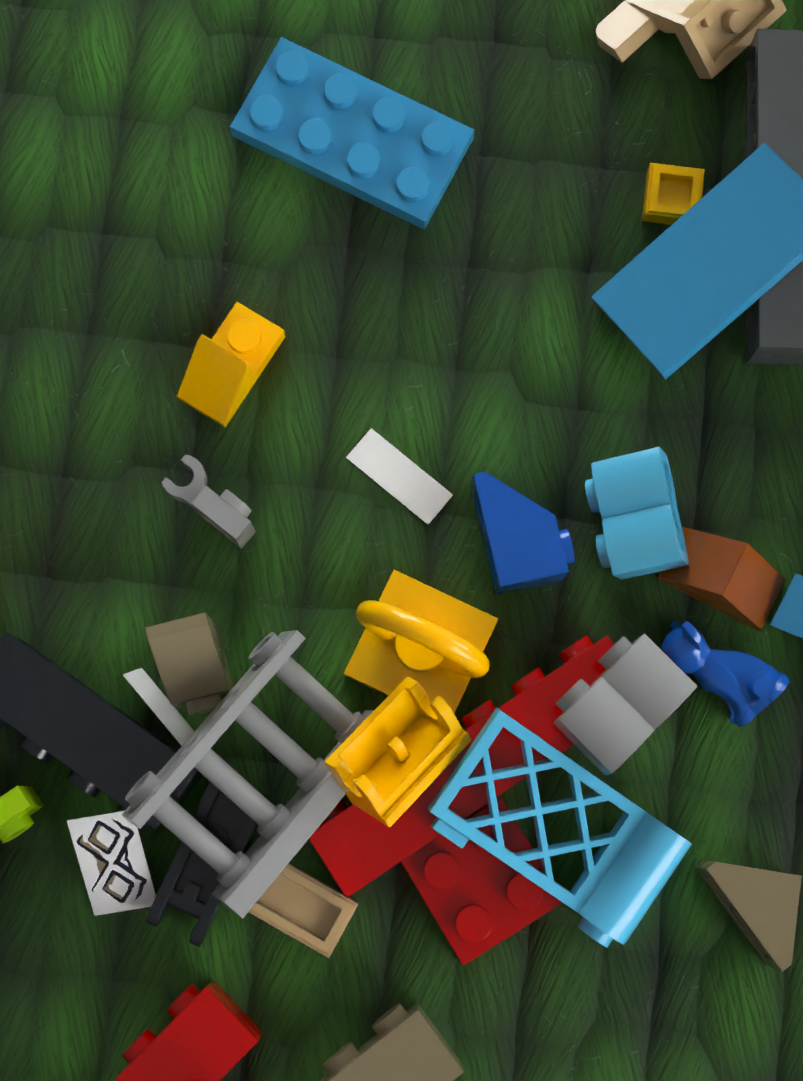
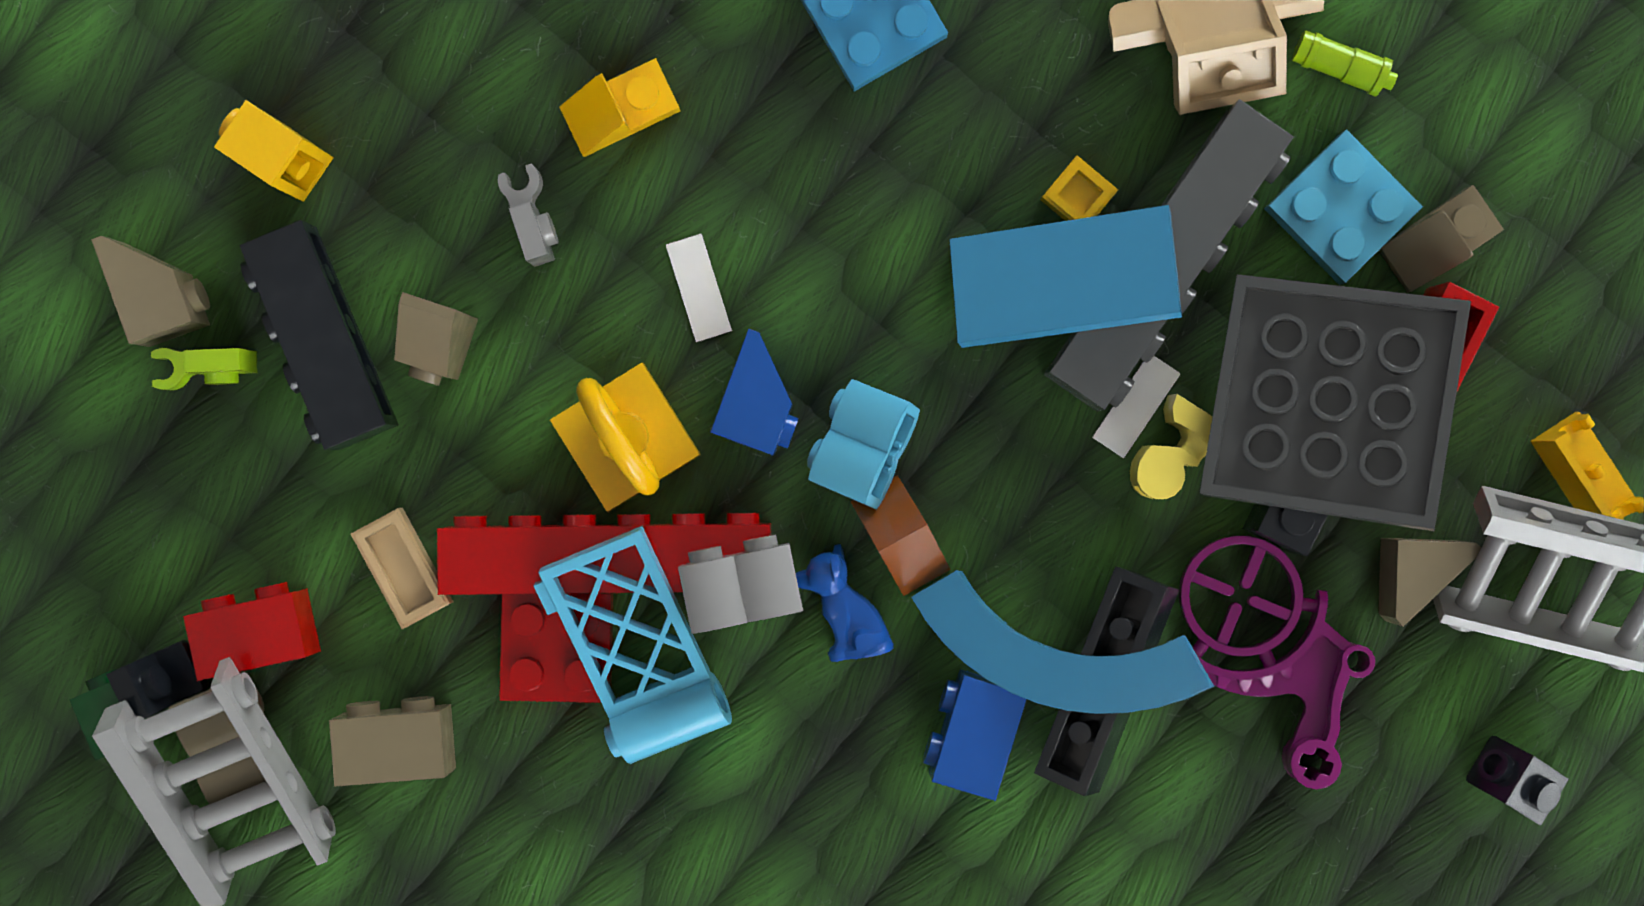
camera: 30 degrees right, 10 degrees up
(112, 863) = (280, 452): white sticker -> none
(159, 705) = (393, 371): white sticker -> none
(190, 879) = (360, 492): black hinge -> none
(281, 828) = (421, 510): light grey fence -> none
(397, 752) = (543, 511): yellow hinge -> none
(760, 904) = (755, 798): dark tan slope -> none

